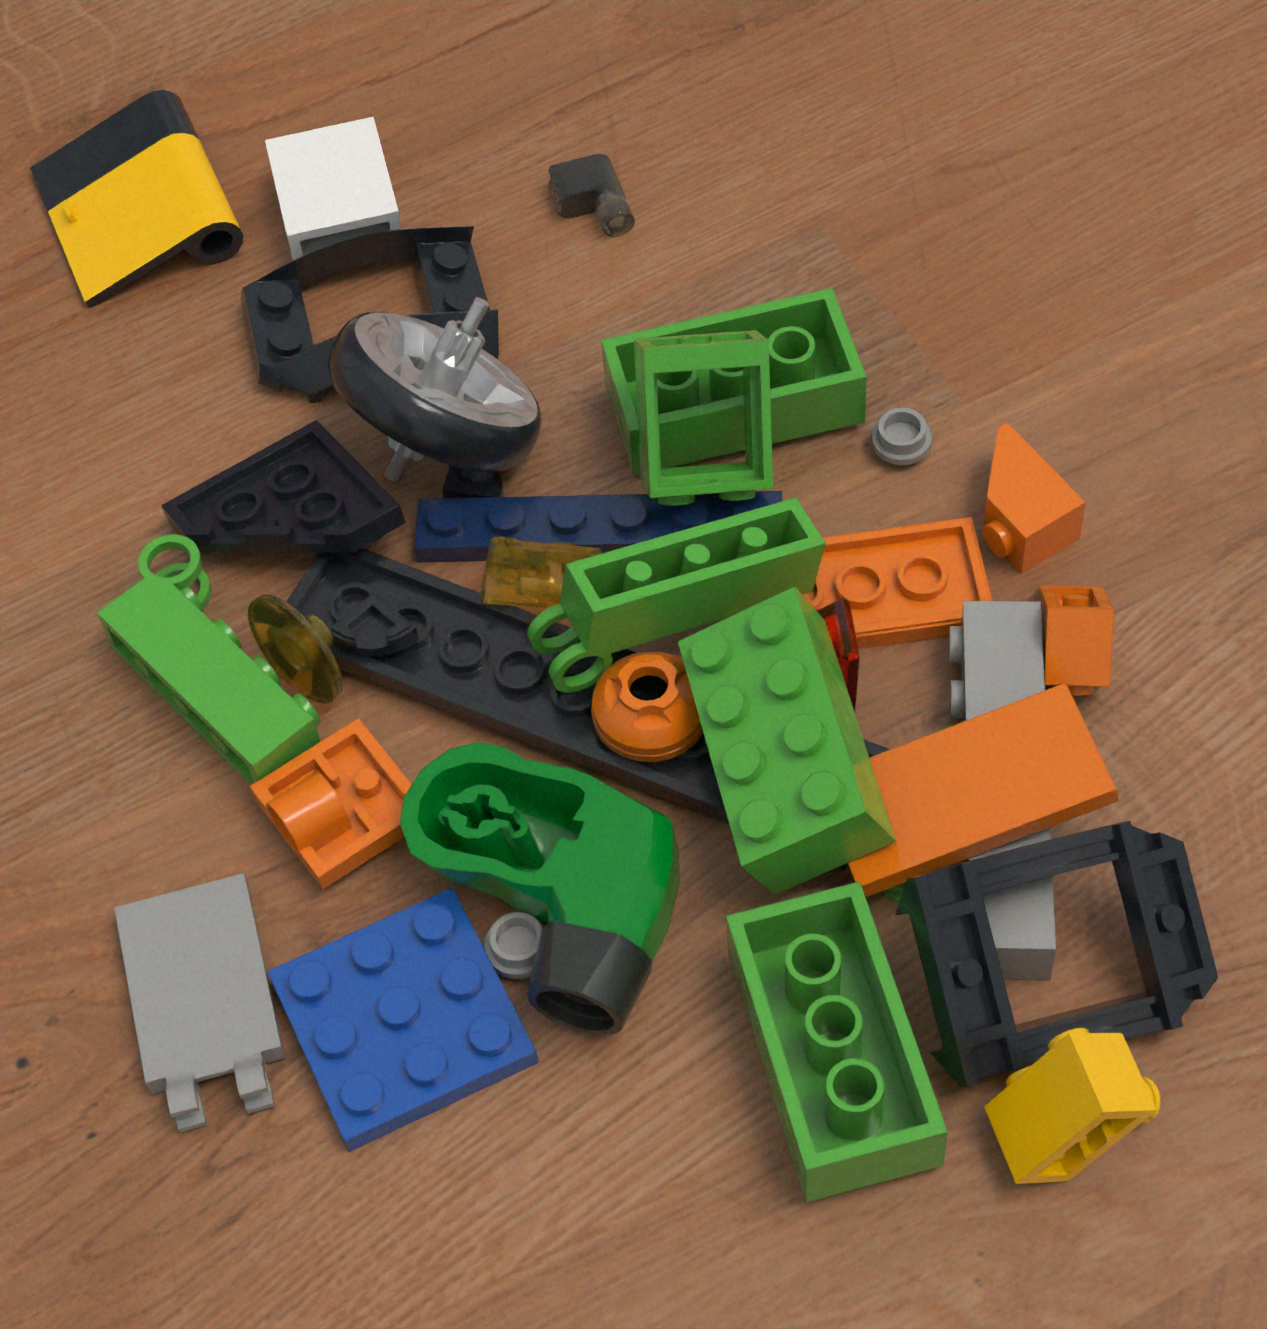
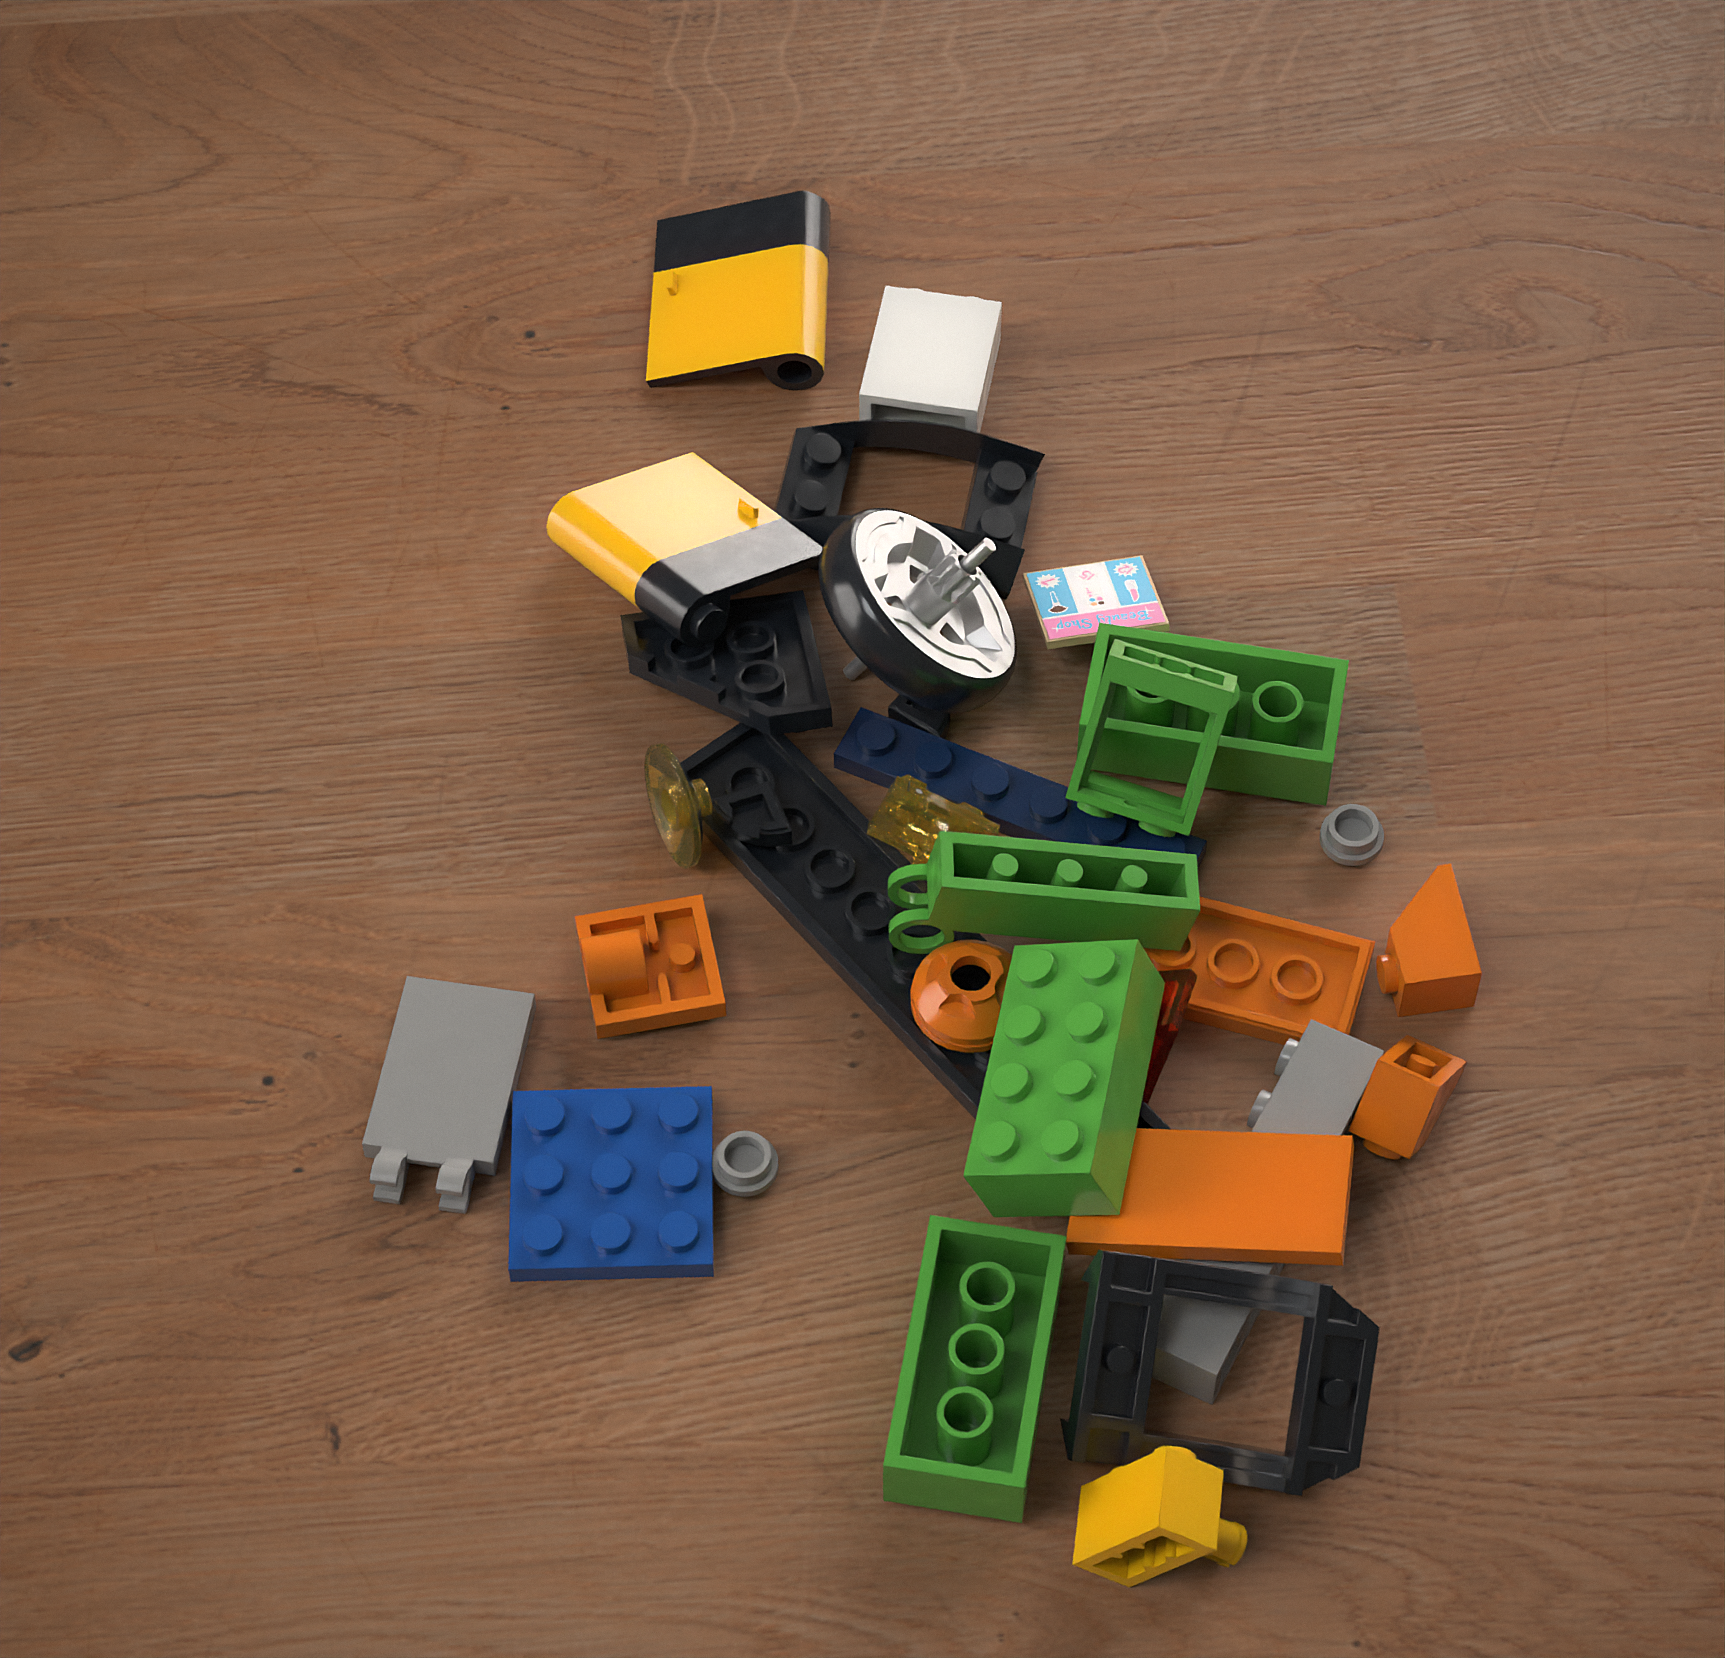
camera: 20 degrees right, 0 degrees up
(185, 423) = (679, 542): none -> door
(202, 669) = (584, 786): bright green hinge -> none
(564, 854) = (821, 1097): green piece -> none
(569, 333) = (1078, 597): none -> piece
(590, 187) = (1181, 456): clear smoke piece -> none

